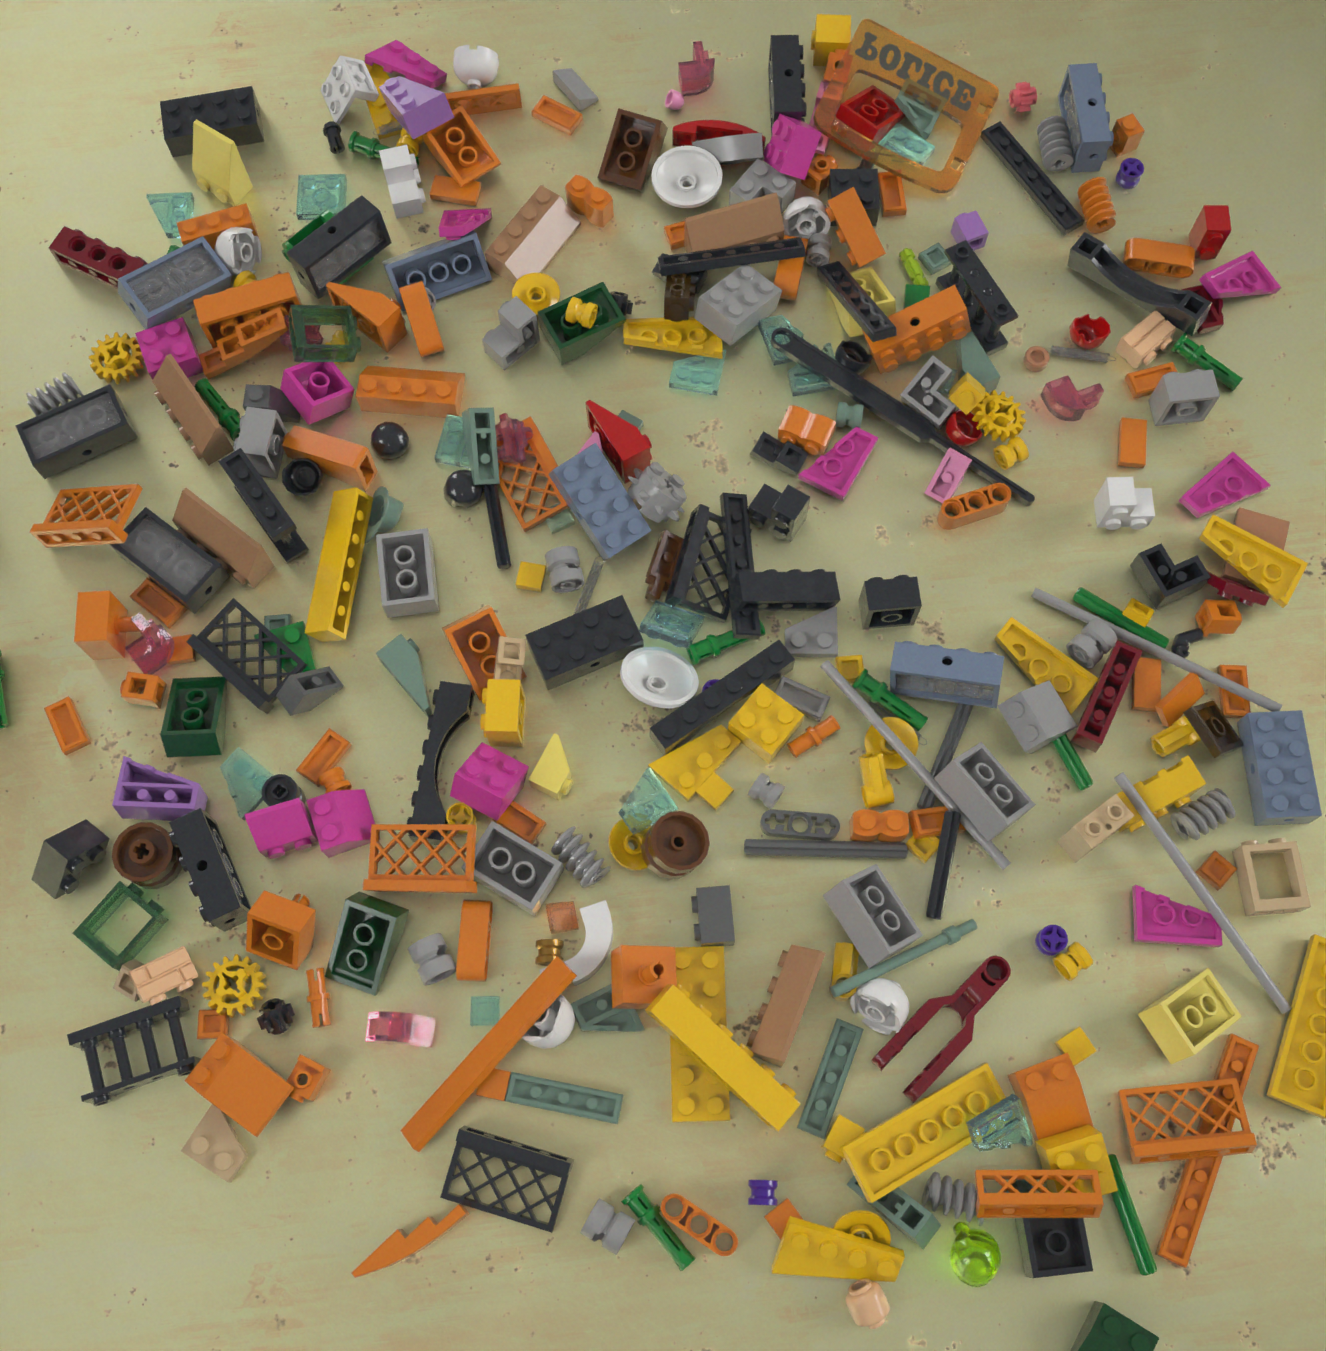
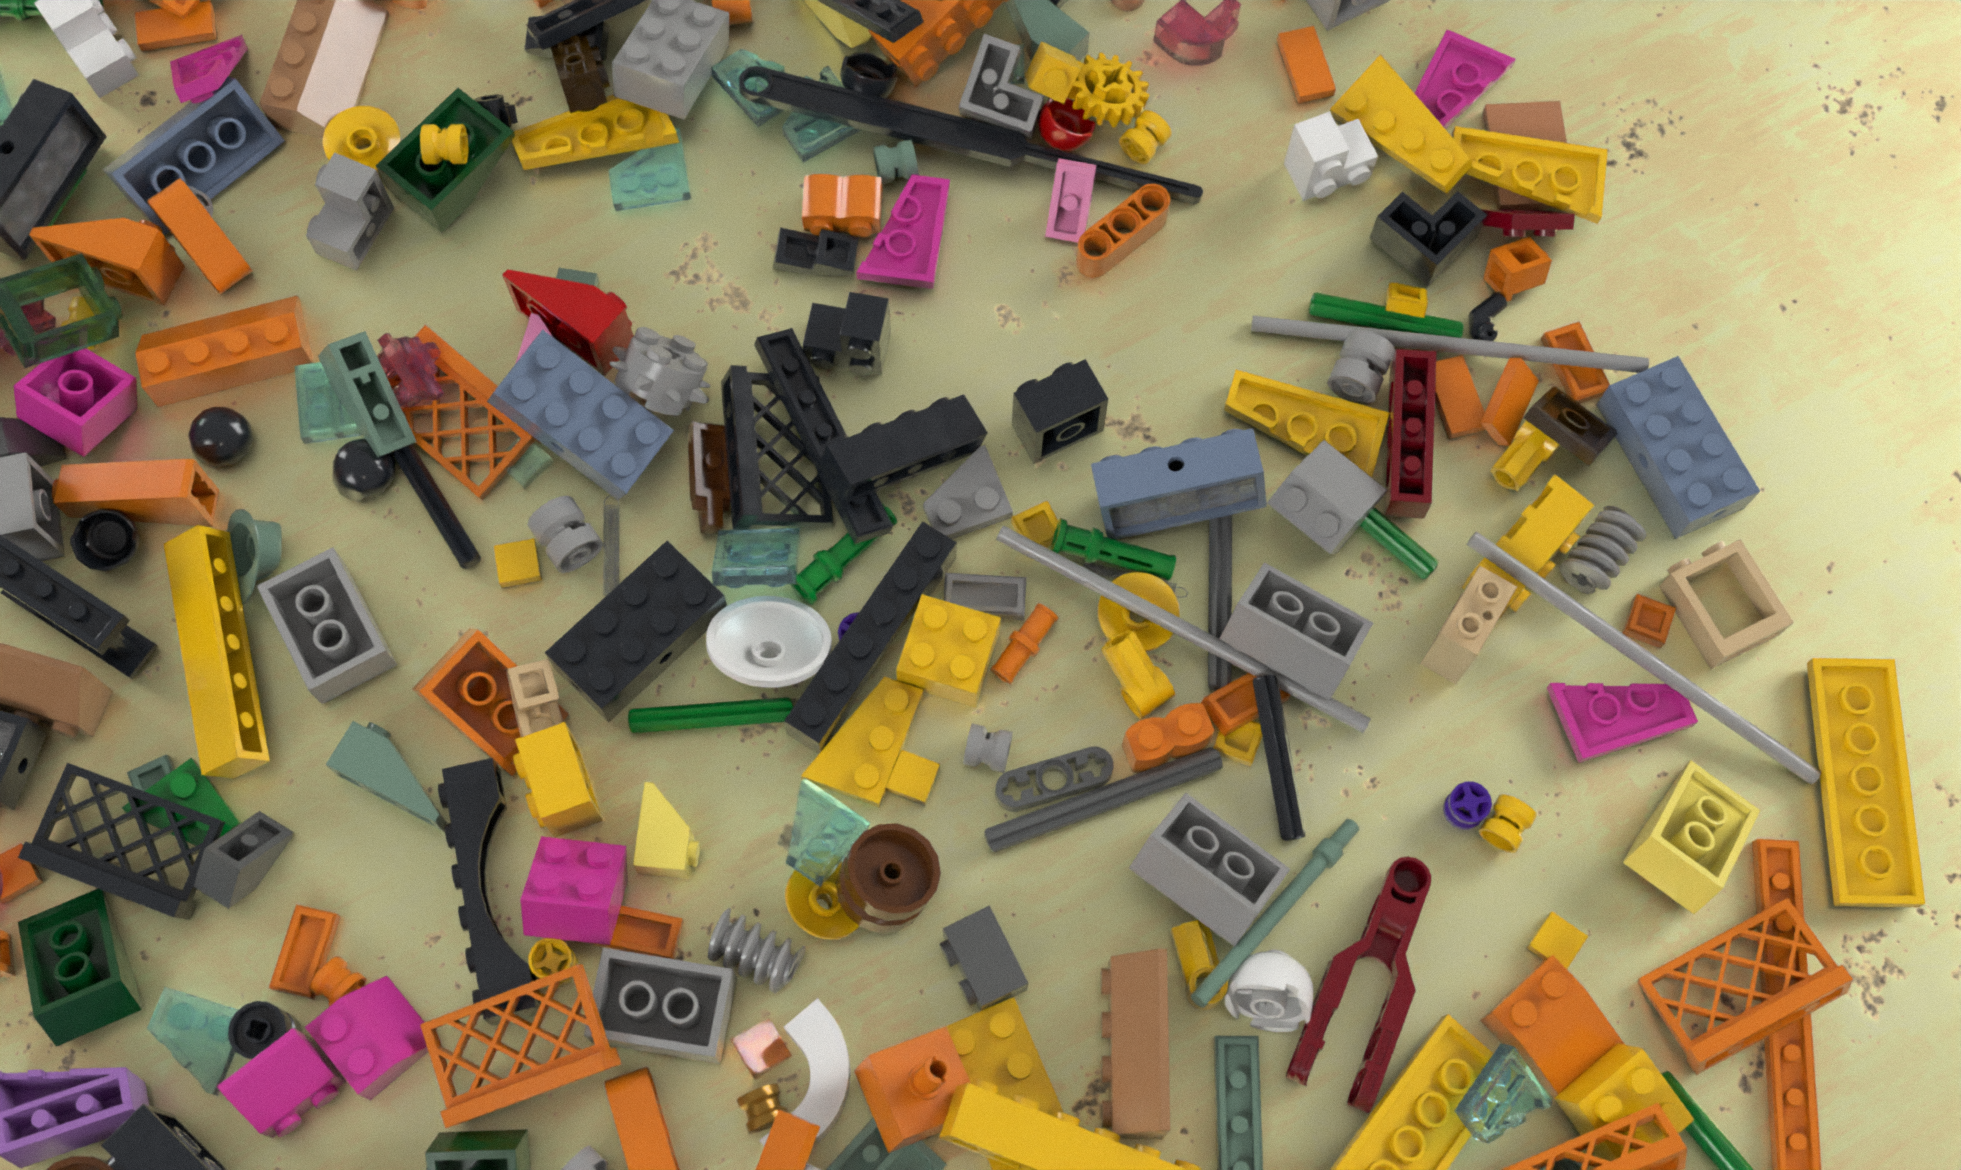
camera: 25 degrees left, 0 degrees up
(607, 708) = (709, 715): none -> green axle
(1178, 502) = (1402, 125): none -> yellow wing

